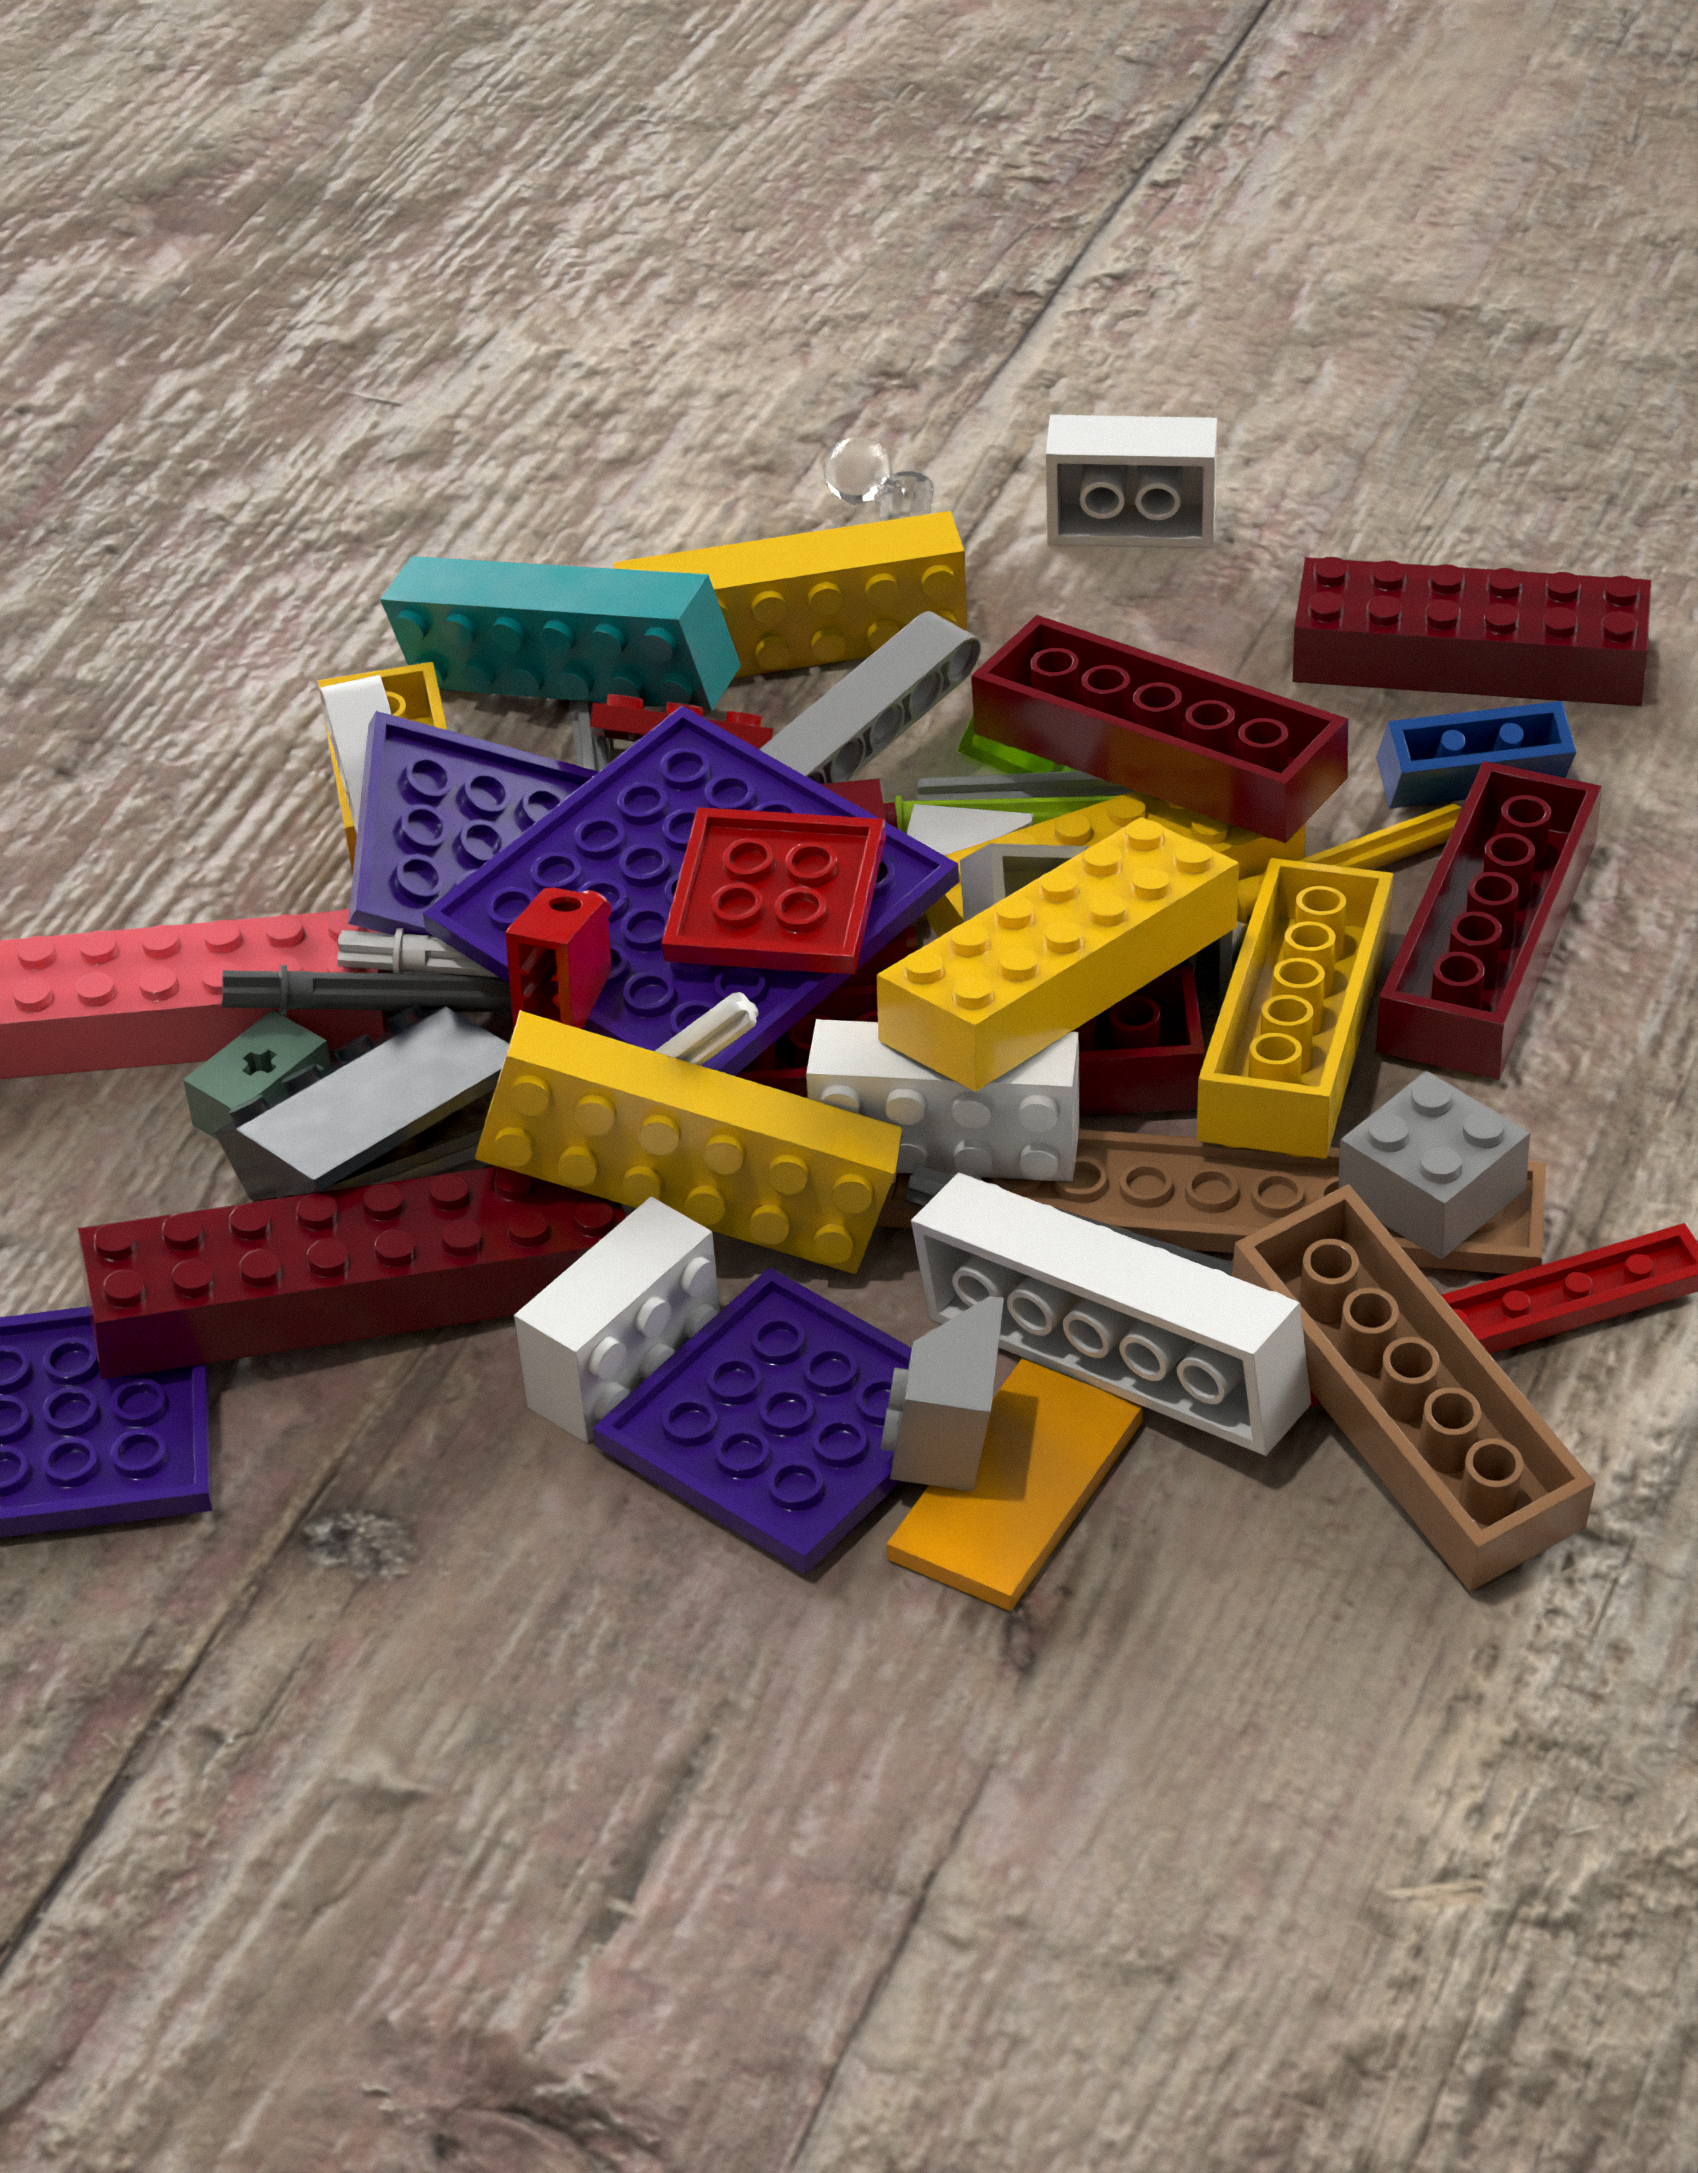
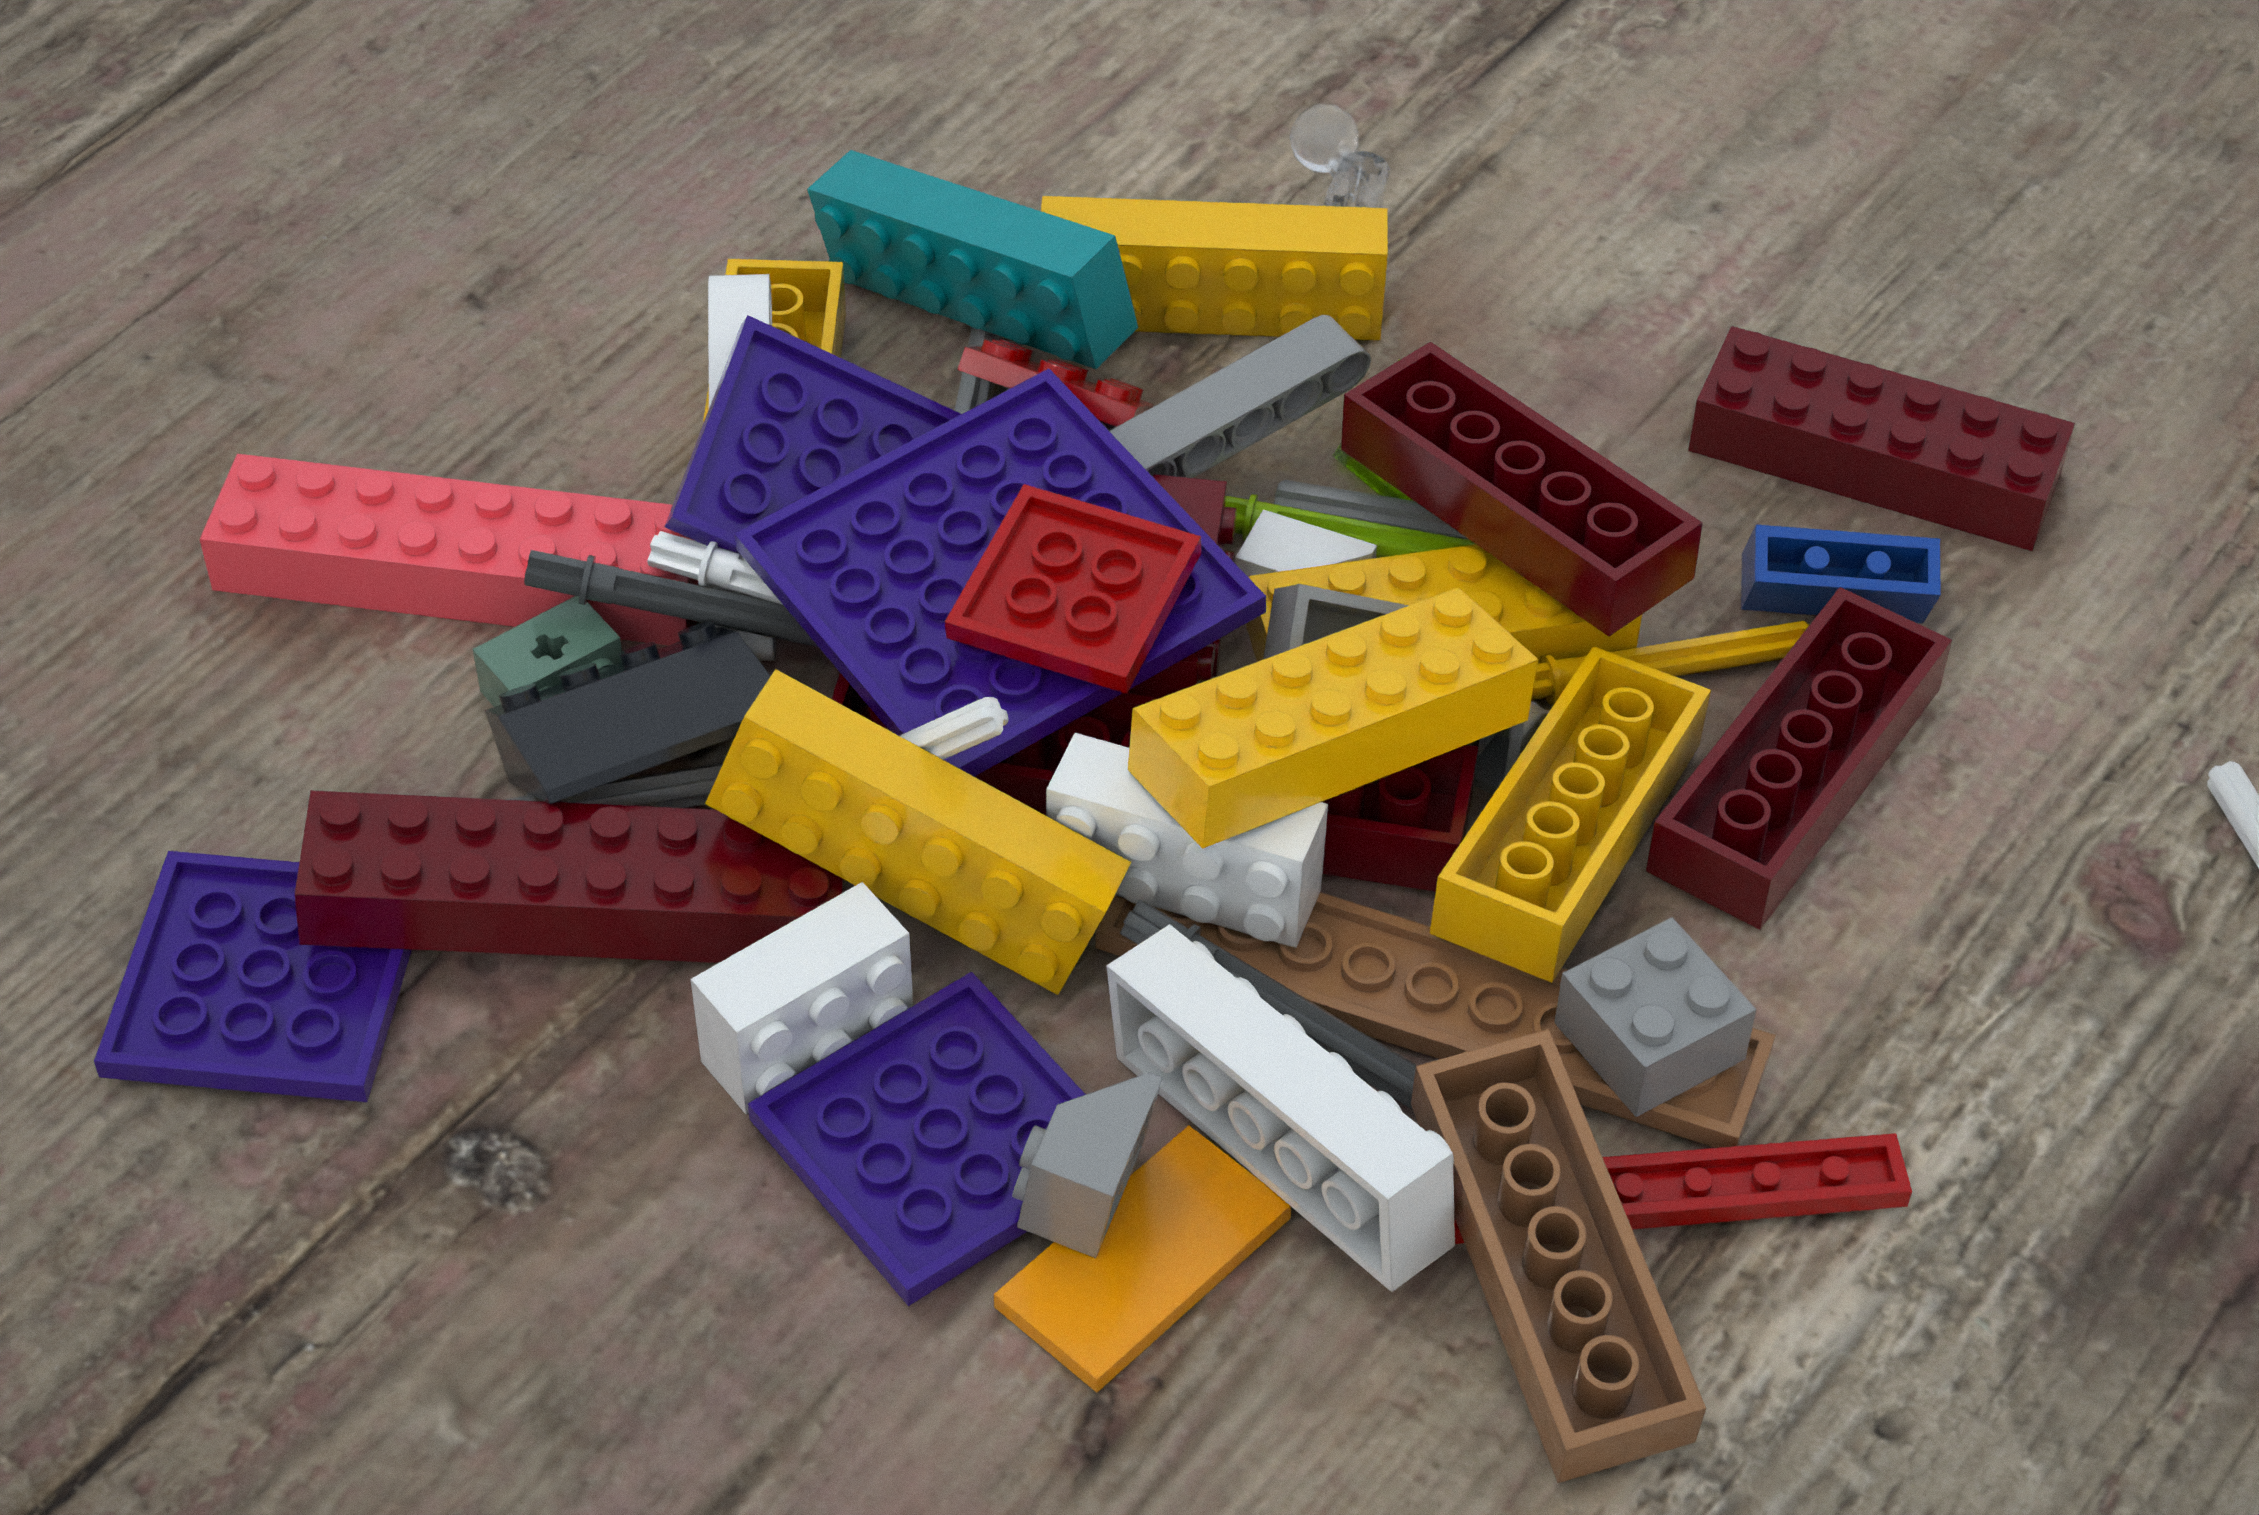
camera: 10 degrees right, 5 degrees up
(560, 941) = (839, 617): red torso -> none
(1131, 481) = (1586, 207): white brick -> none

